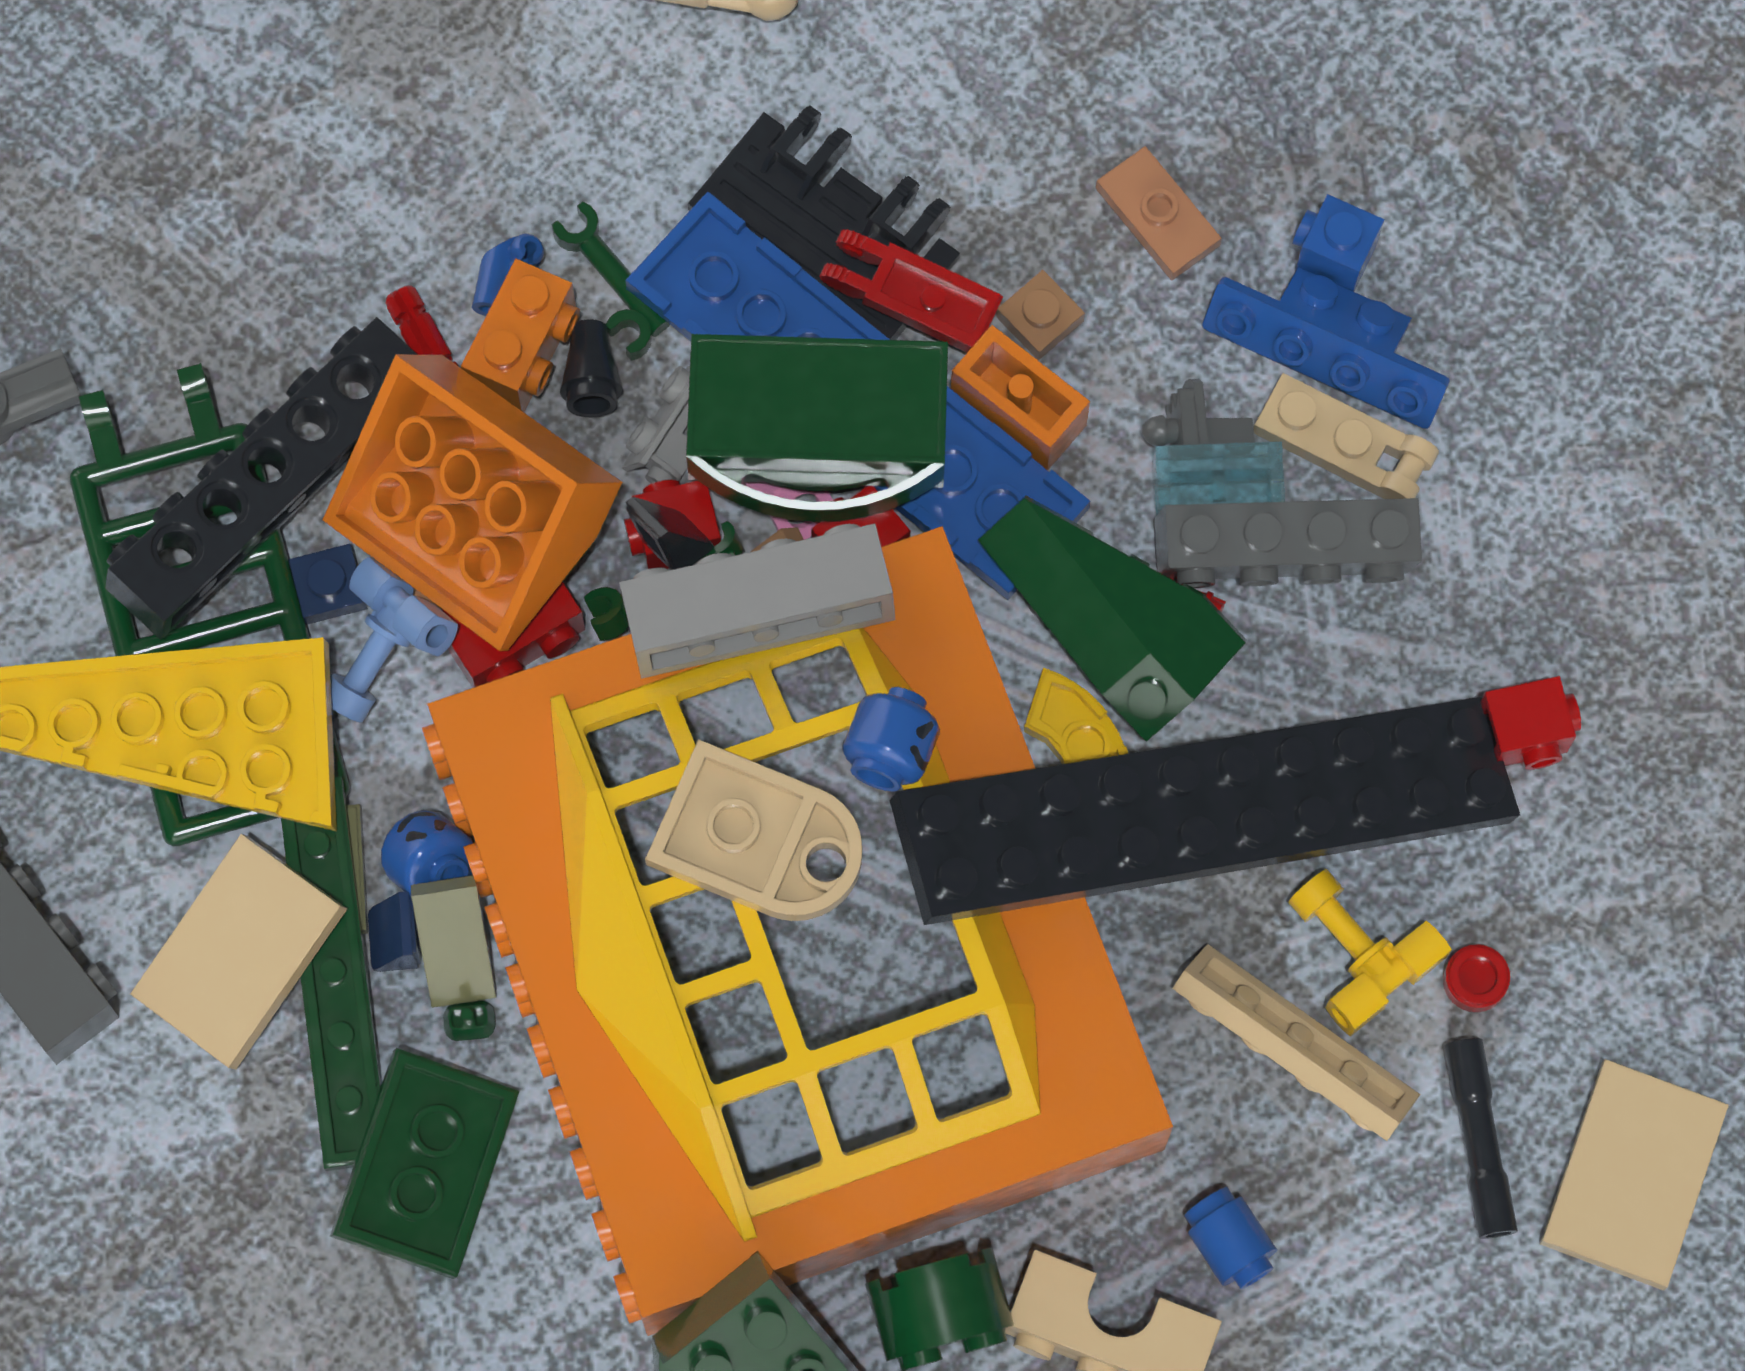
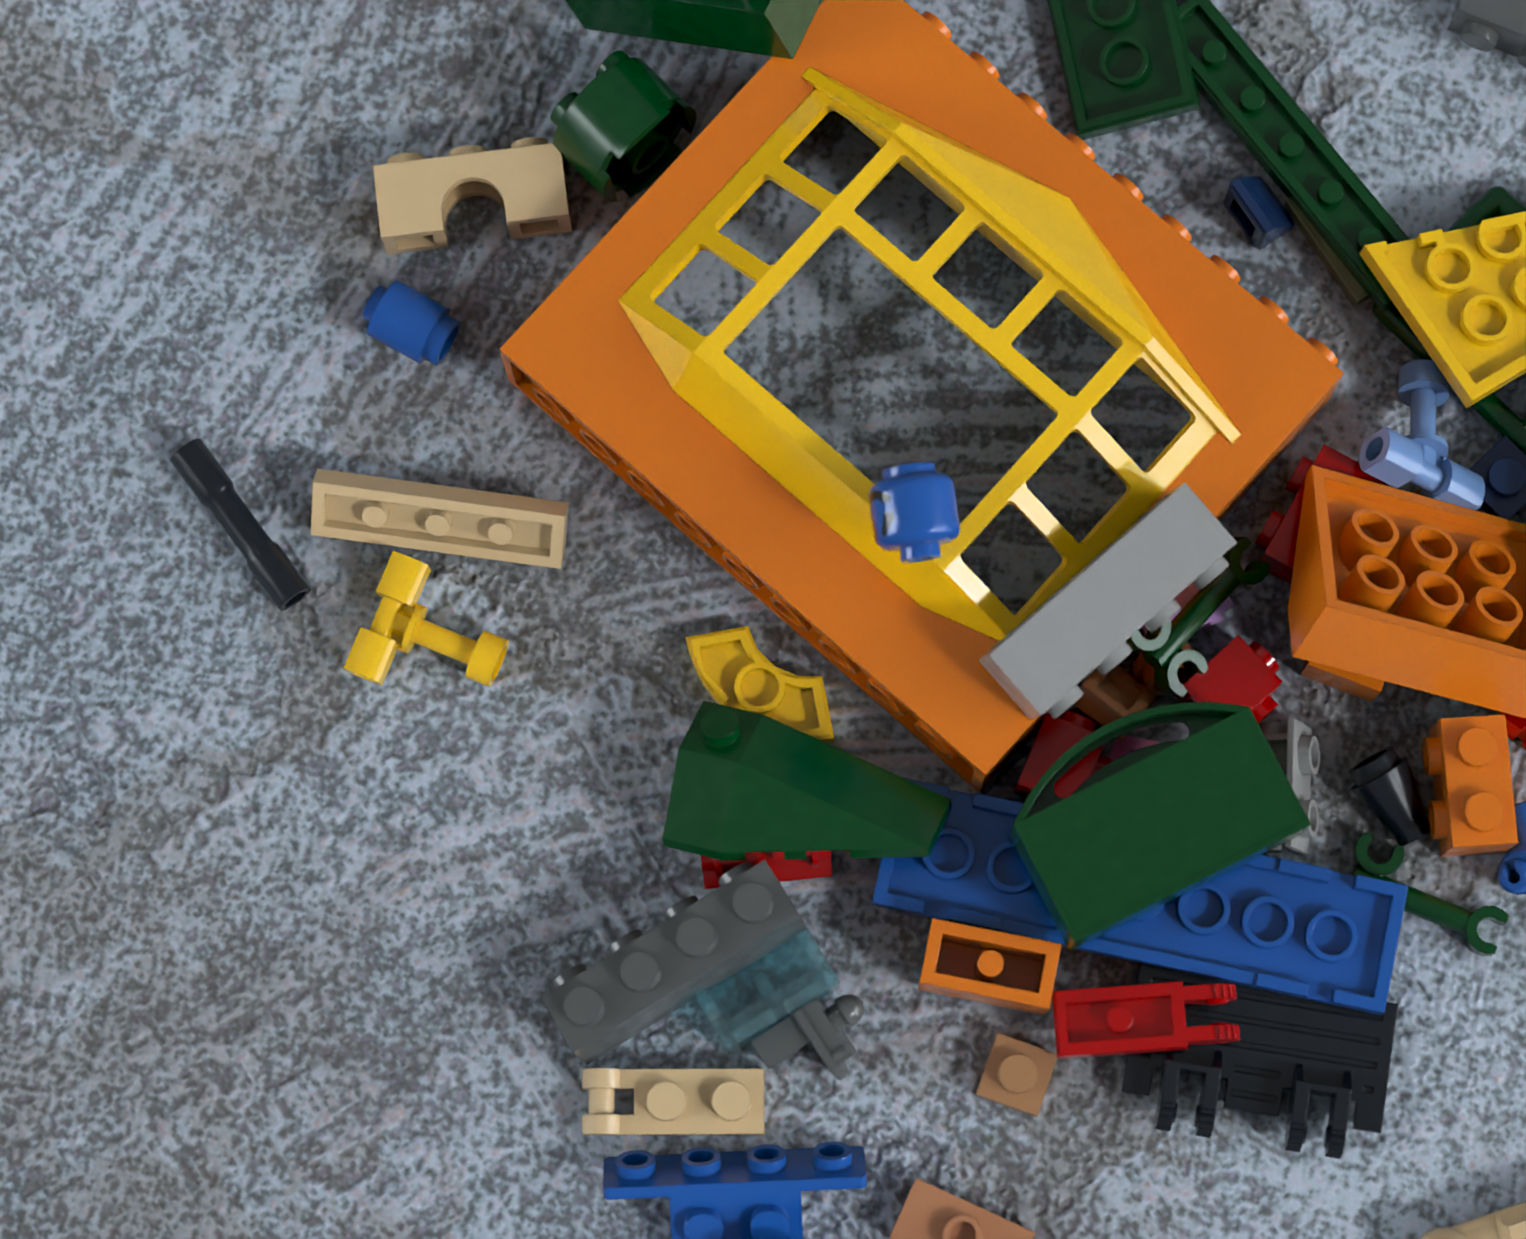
camera: 155 degrees right, 5 degrees up
(238, 951) = (1379, 118): tan tile -> none
(424, 850) = (1274, 270): blue head -> none
(453, 941) = (1211, 214): tile -> none
(469, 1021) = (1155, 175): dark green rock -> none
(668, 533) = (1226, 651): slope -> none
(751, 835) = (990, 375): tan tile -> none
(1200, 809) = (615, 646): black plate -> none
(1476, 978) = (311, 665): red tile -> none
(1532, 722) = (372, 913): red brick -> none
(1634, 1174) = (93, 564): tan tile -> none

